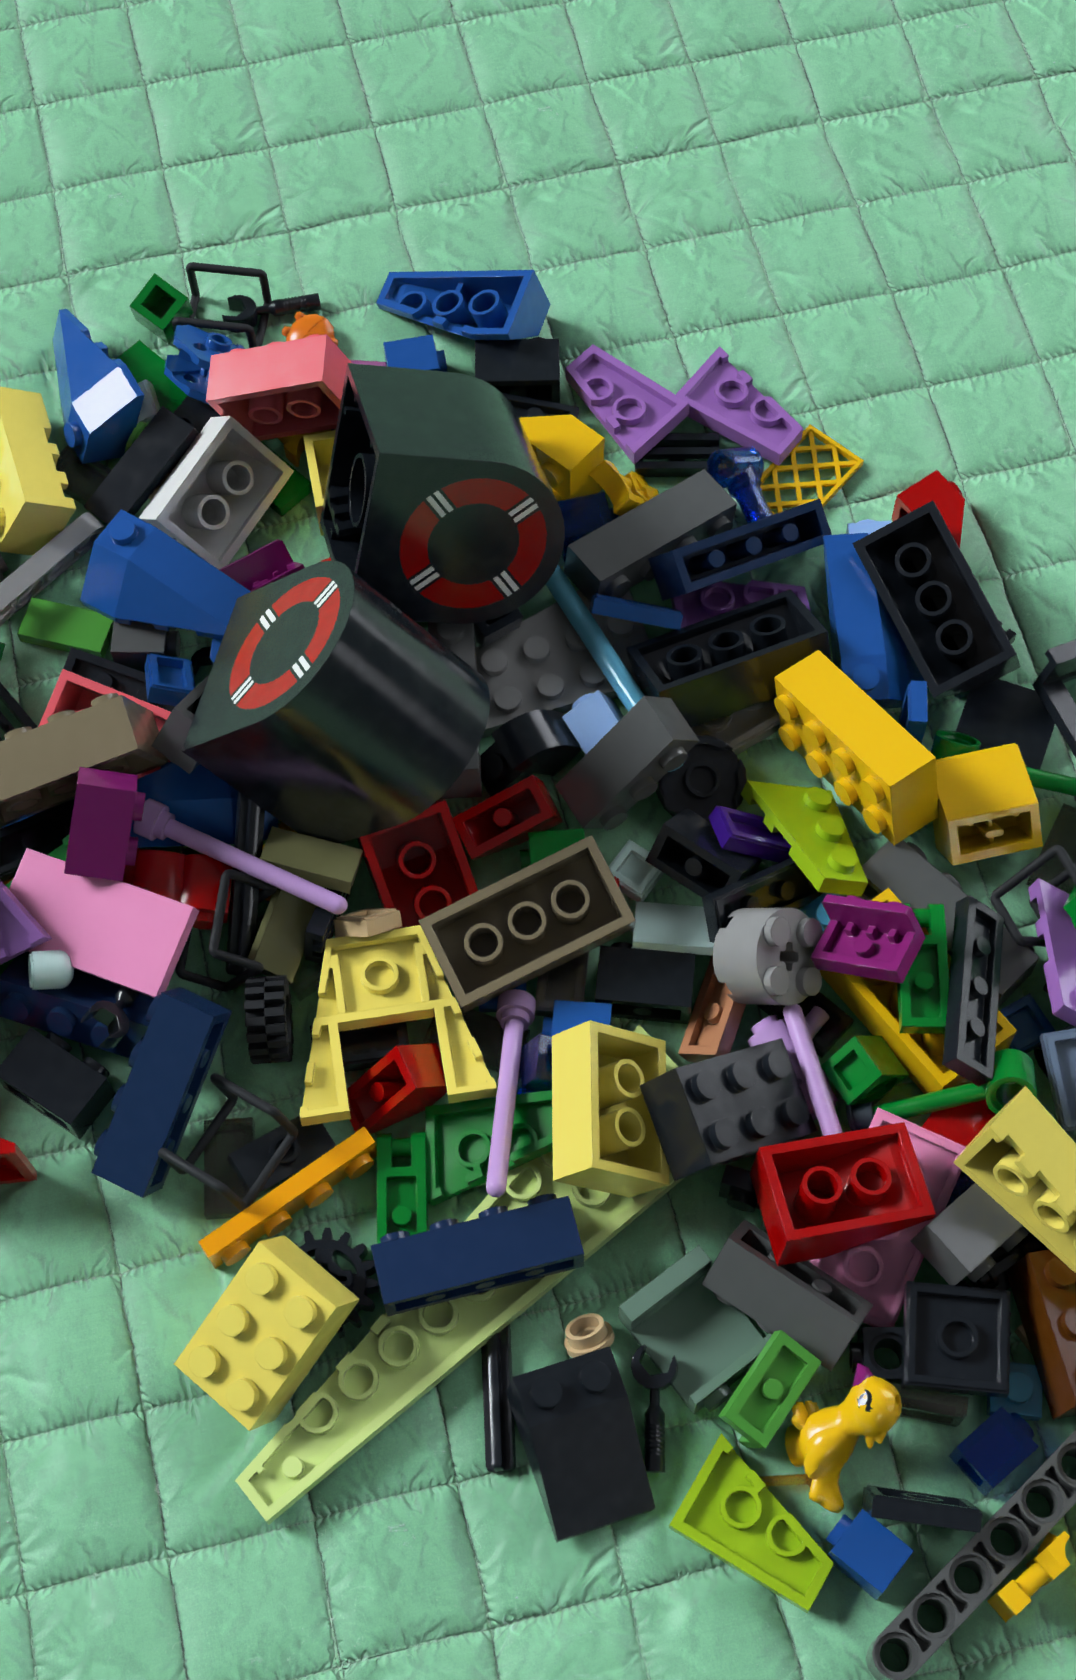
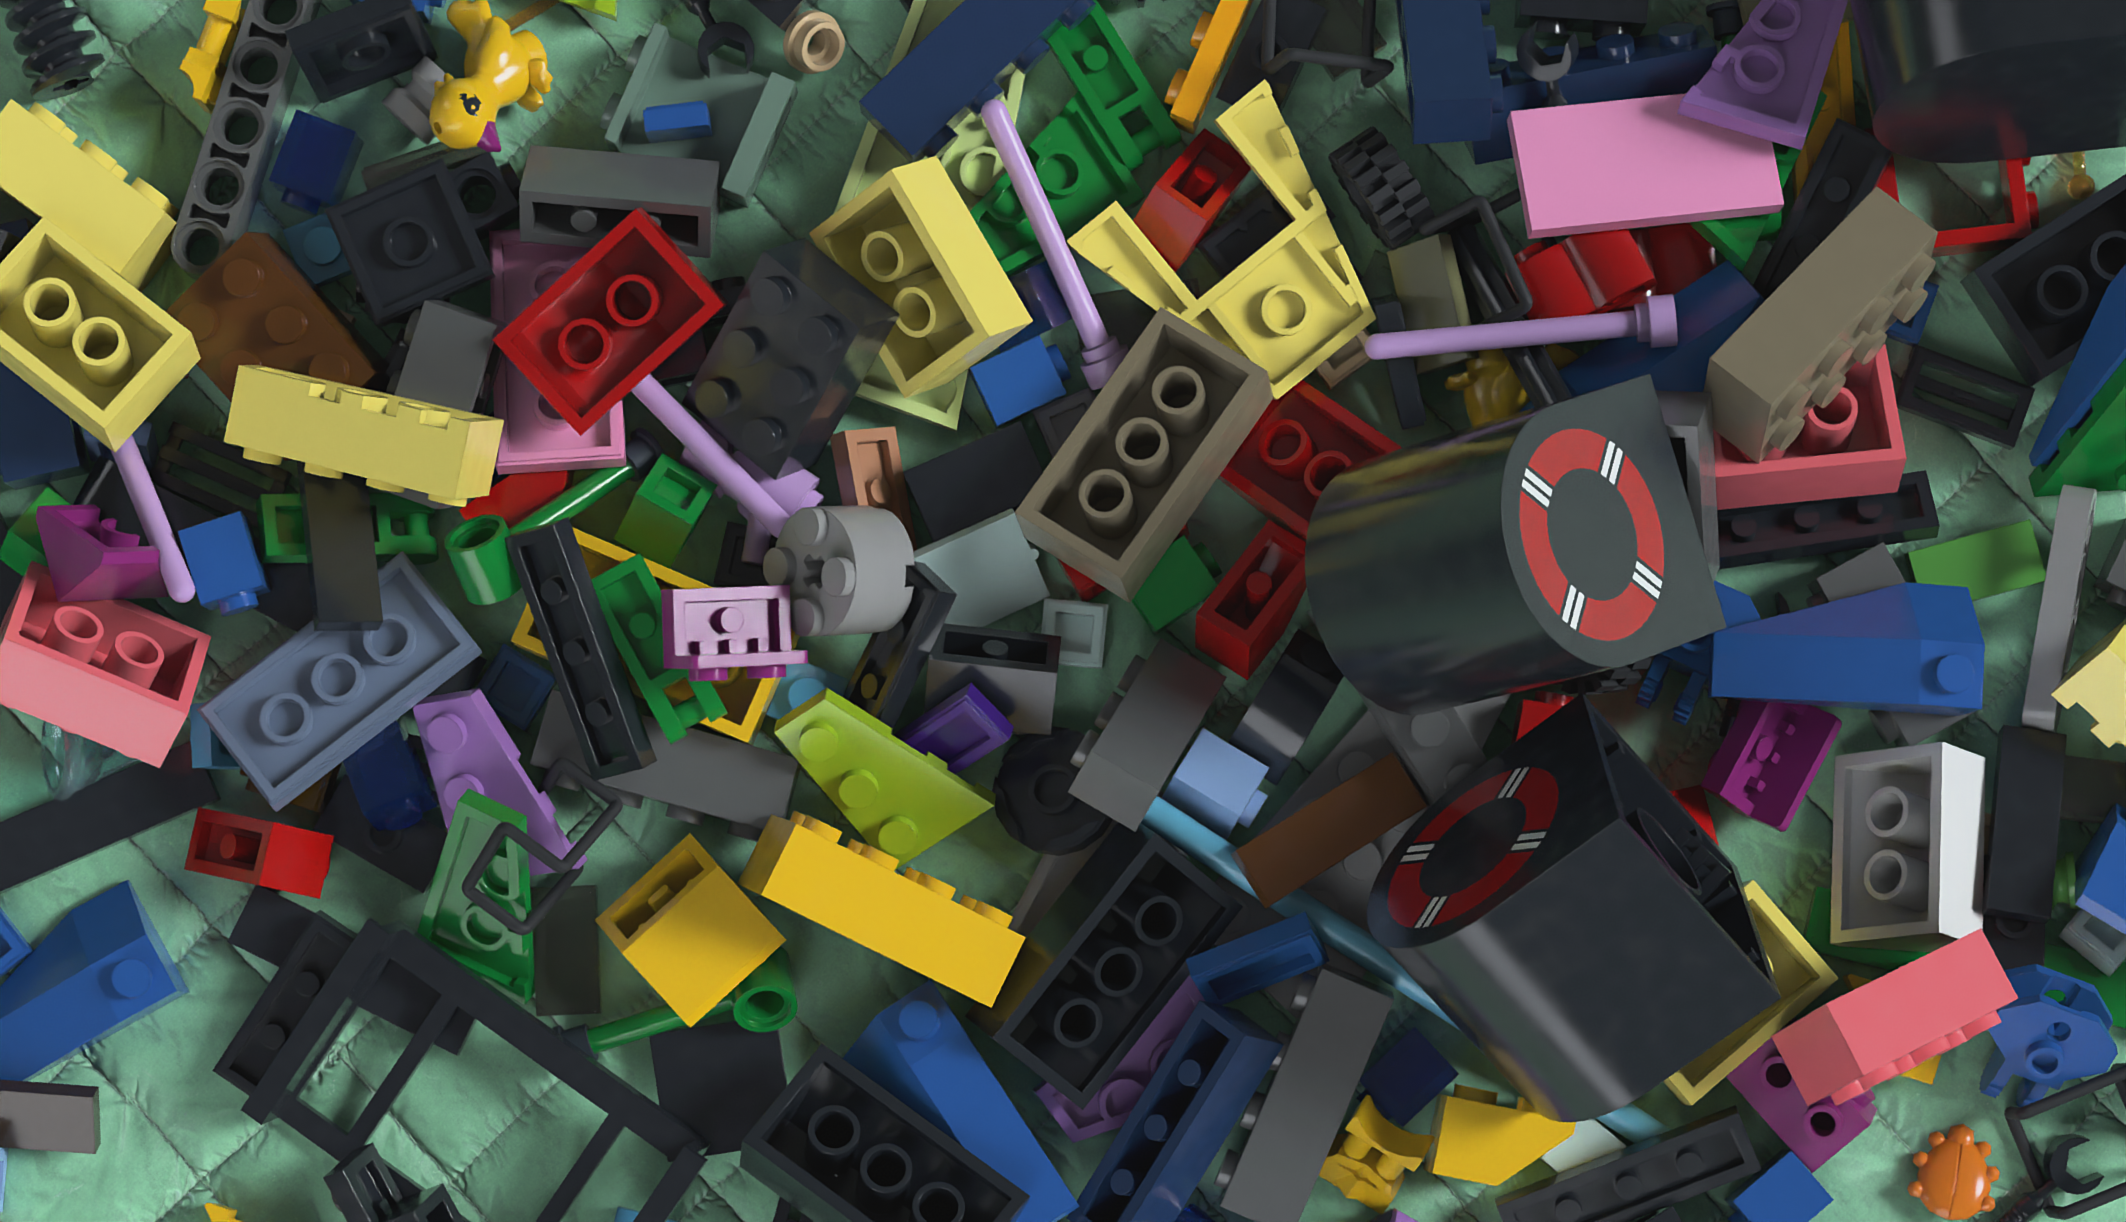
camera: 145 degrees right, 20 degrees up
(49, 969) = (1659, 82): light aqua piece -> none
(102, 824) = (1700, 262): magenta brick -> none
(168, 679) = (1776, 535): blue tile -> none
(313, 858) = (1450, 395): olive tile -> none
(367, 922) = (1338, 369): tan tile -> none
(548, 660) = (1328, 830): none -> reddish brown tile
(716, 1329) = (677, 122): none -> blue tile
(769, 1390) = (583, 80): bright green panel -> none
(898, 1451) = (413, 101): none -> light grey wheel
(915, 709) = (833, 1000): blue tile -> none

